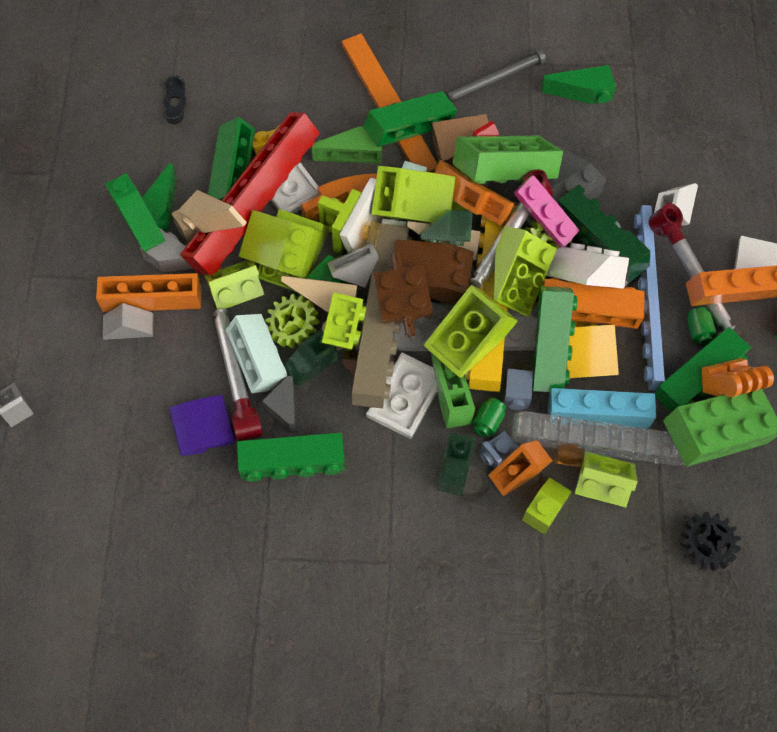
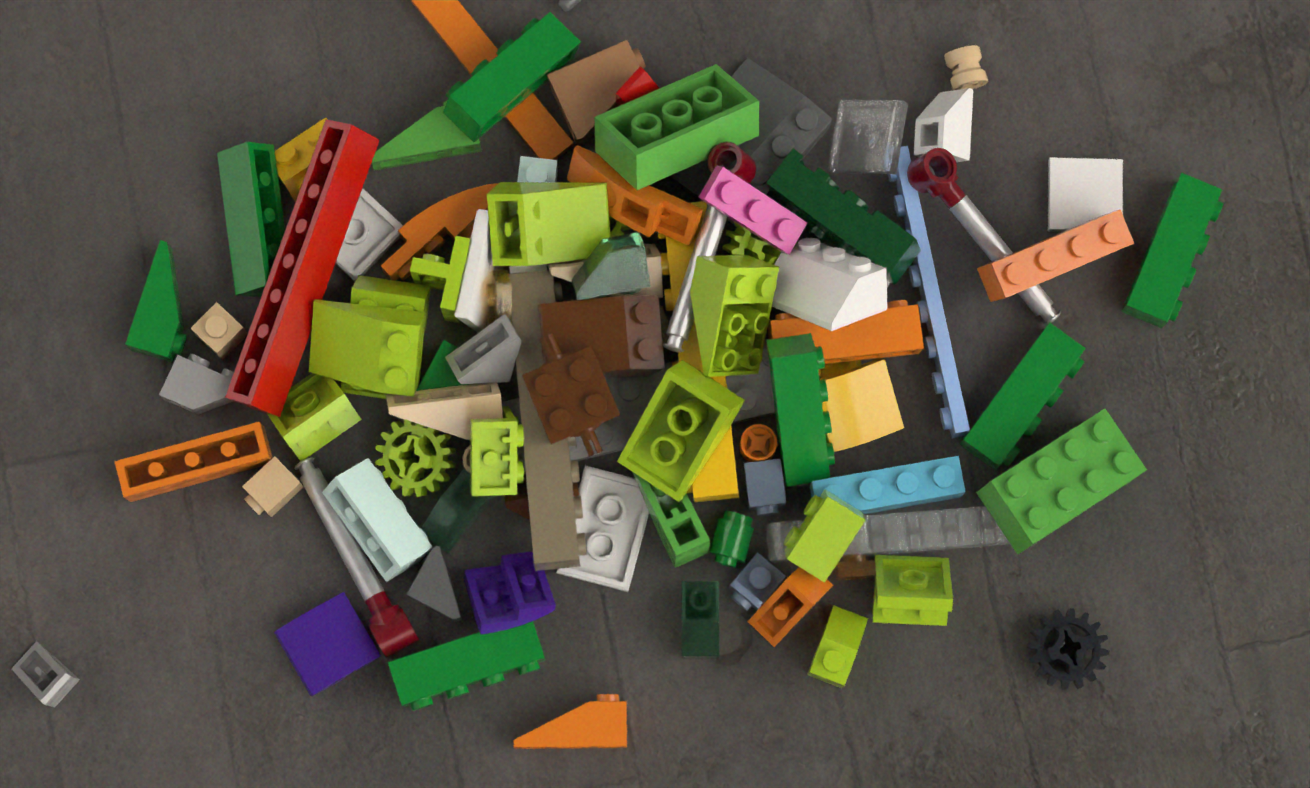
camera: 15 degrees left, 15 degrees up
(127, 322) = (173, 512): light grey slope -> none
(134, 212) = (138, 345): green slope -> none
(175, 89) = (123, 93): black piece -> none
(194, 320) = (271, 488): none -> tan brick
(209, 214) = (253, 333): tan slope -> none
(330, 418) = (508, 593): none -> dark purple slope
(359, 517) = (587, 726): none -> orange slope
(519, 357) = (758, 438): none -> orange wheel
(554, 420) = (823, 534): none -> lime brick
(627, 197) = (868, 136): none -> clear tile
(694, 173) = (966, 68): none -> tan wheel
(701, 326) = (1011, 324): green brick -> none
(735, 378) = (1067, 409): orange legs -> none

